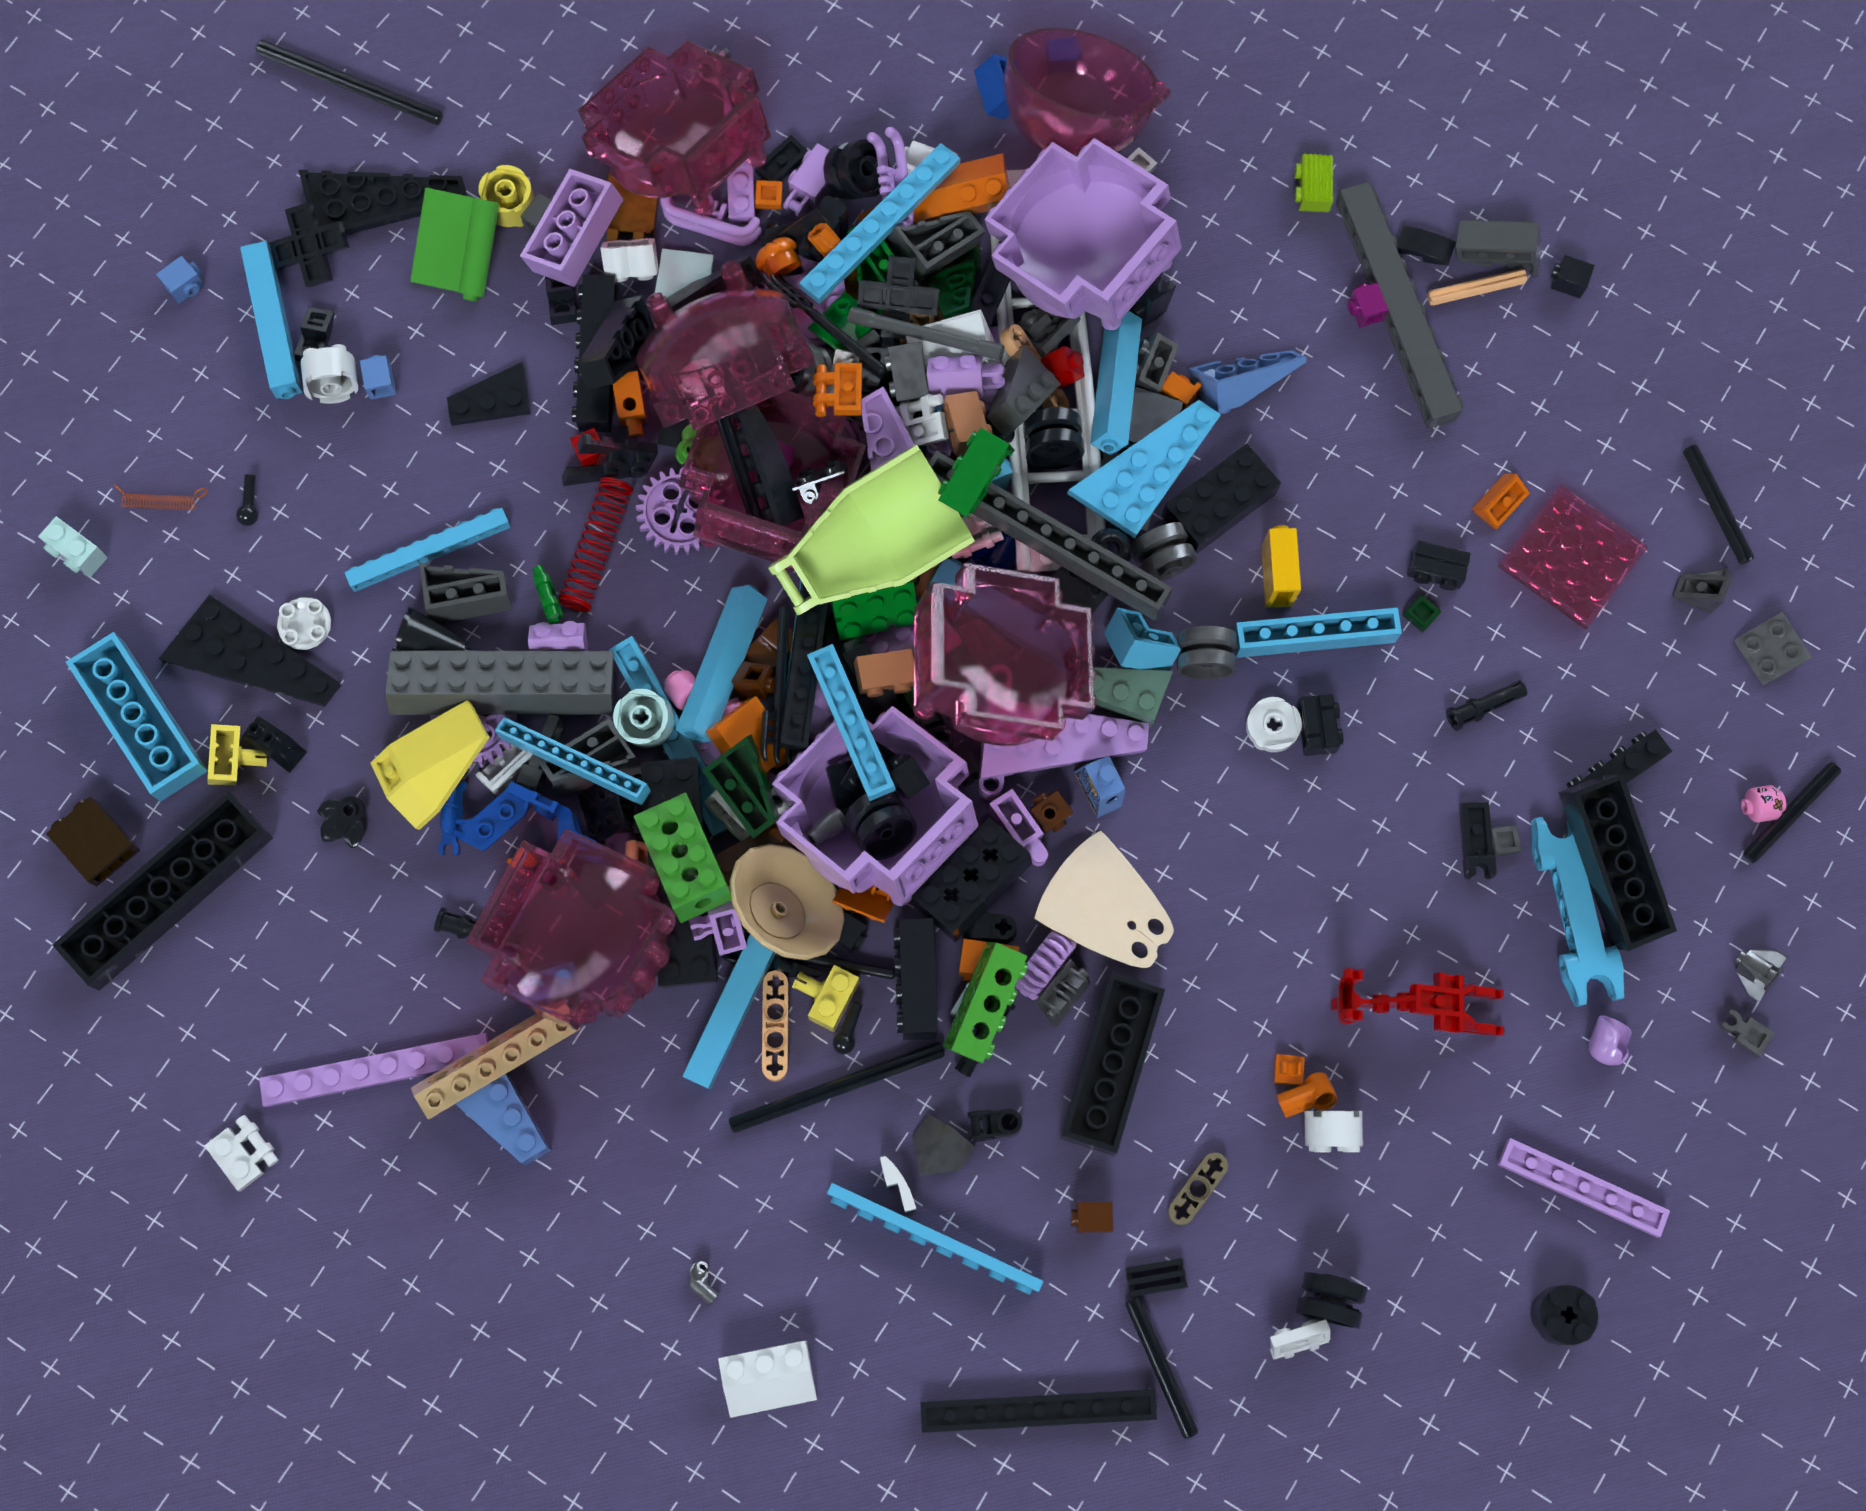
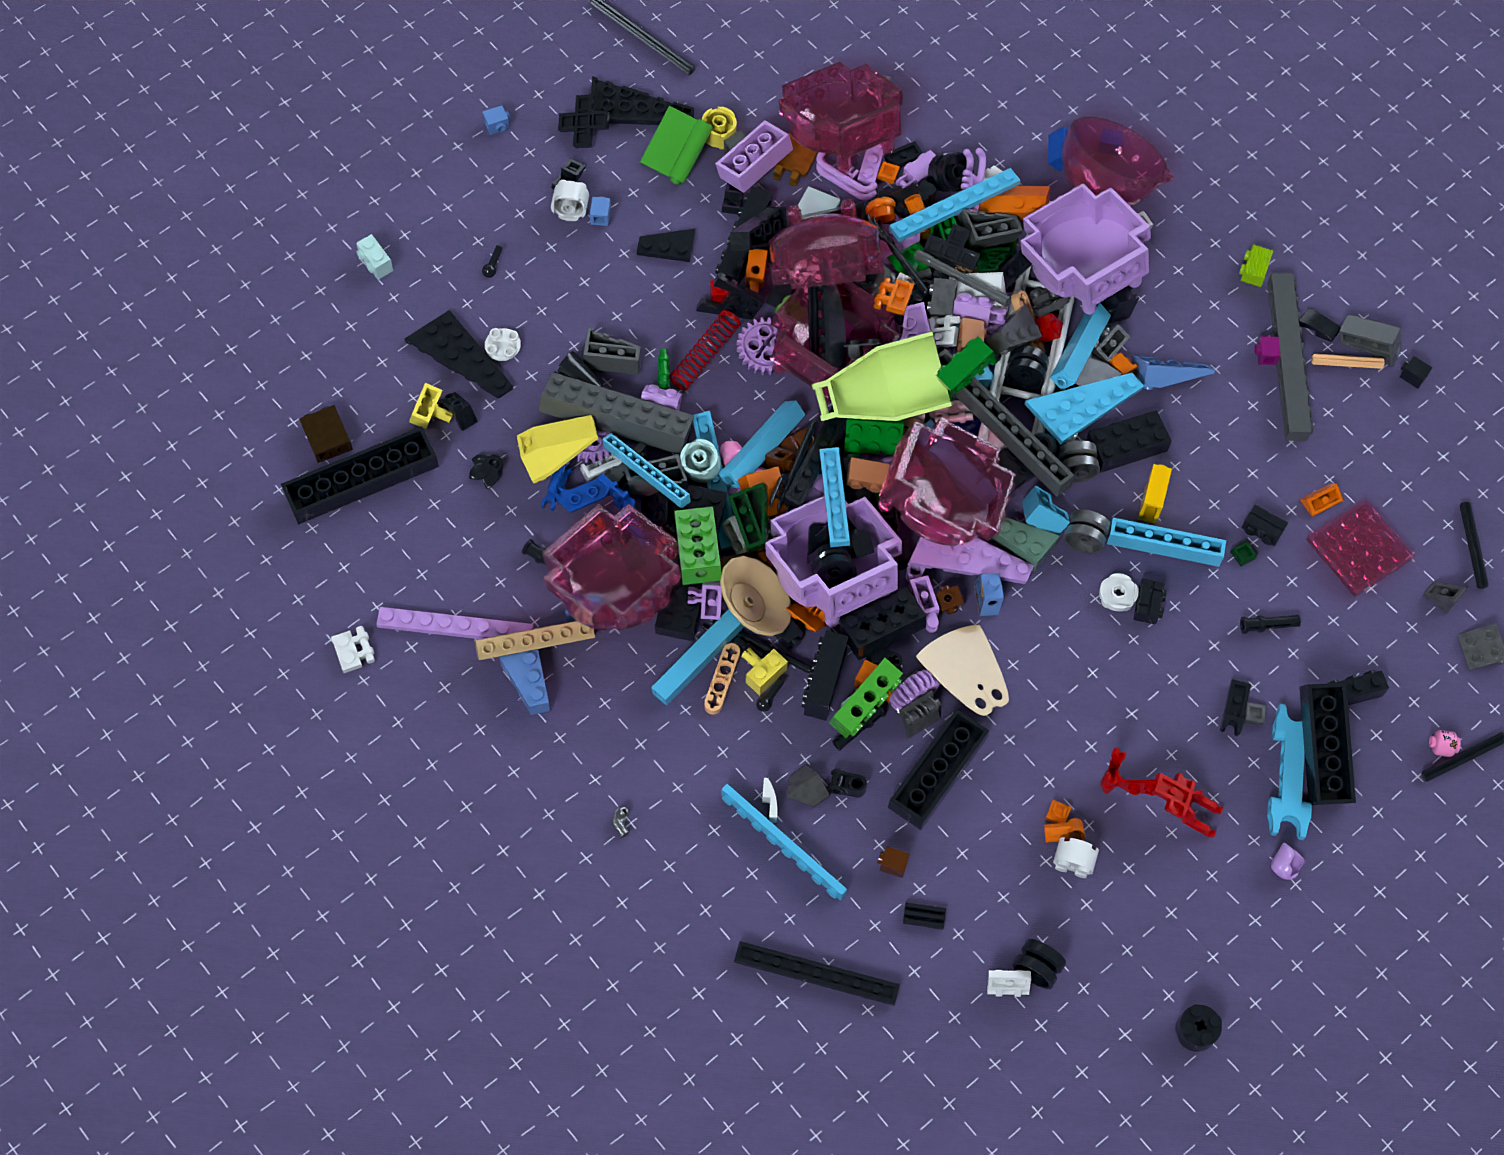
camera: 20 degrees right, 10 degrees down
(123, 493) = (438, 245): orange piece -> none
(136, 717) = (379, 367): medium azure brick -> none
(271, 320) = (544, 159): medium azure brick -> none
(427, 549) = (598, 323): medium azure piece -> none
(630, 259) = (785, 186): white brick -> none
(767, 1379) = (643, 893): white slope -> none
(827, 827) = (799, 561): flat silver cone -> none
(836, 1087) = (750, 729): black axle -> none
(1161, 1368) = (909, 974): black axle -> none
(1204, 1167) = (972, 860): dark tan beam -> none
(1584, 1187) = (1239, 952): lavender plate -> none
(1749, 1034) = (1388, 890): flat silver plate -> none
(1759, 970) = (1407, 848): flat silver brick -> none

